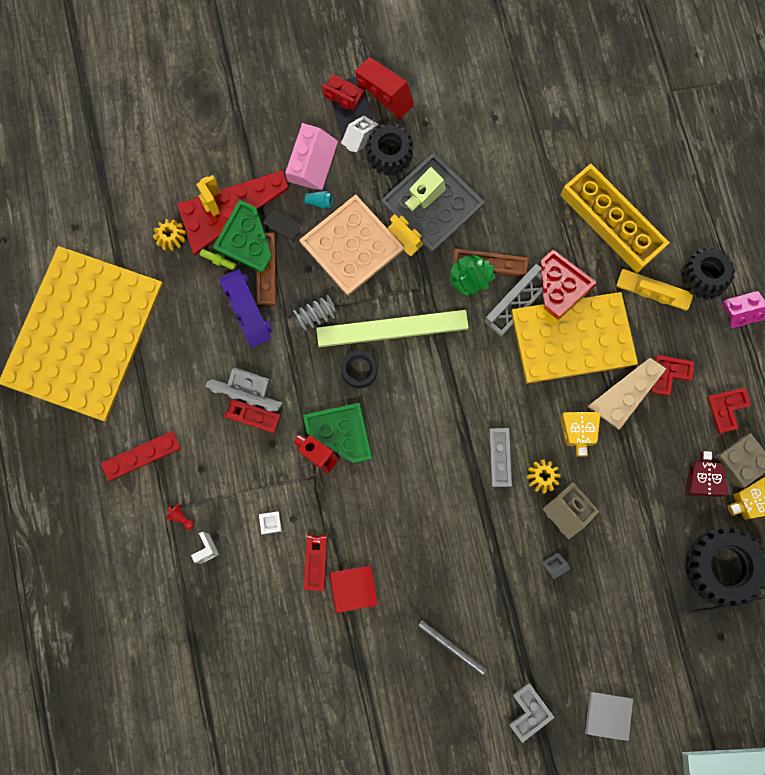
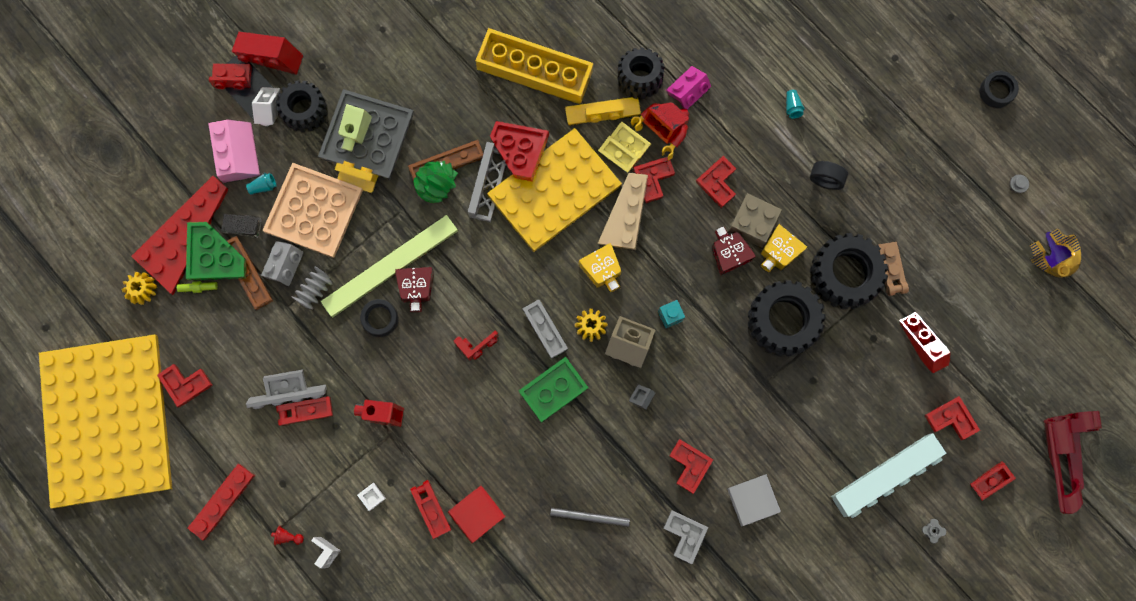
camera: 30 degrees left, 0 degrees up
(161, 342) = (182, 389): none -> red plate
(208, 189) = (152, 228): yellow bracket -> none
(243, 304) = (242, 315): dark purple brick -> none
(301, 277) = (282, 263): none -> light grey bracket
(341, 431) = (392, 381): green plate -> none
(405, 358) = (415, 286): none -> dark red torso
(421, 435) = (464, 346): none -> red bracket
(479, 515) = (553, 389): none -> green plate
(572, 653) = (695, 465): none -> red plate
(621, 505) = (671, 314): none -> teal brick
(657, 332) = (624, 147): none -> light yellow slope
(708, 330) = (666, 122): none -> red torso

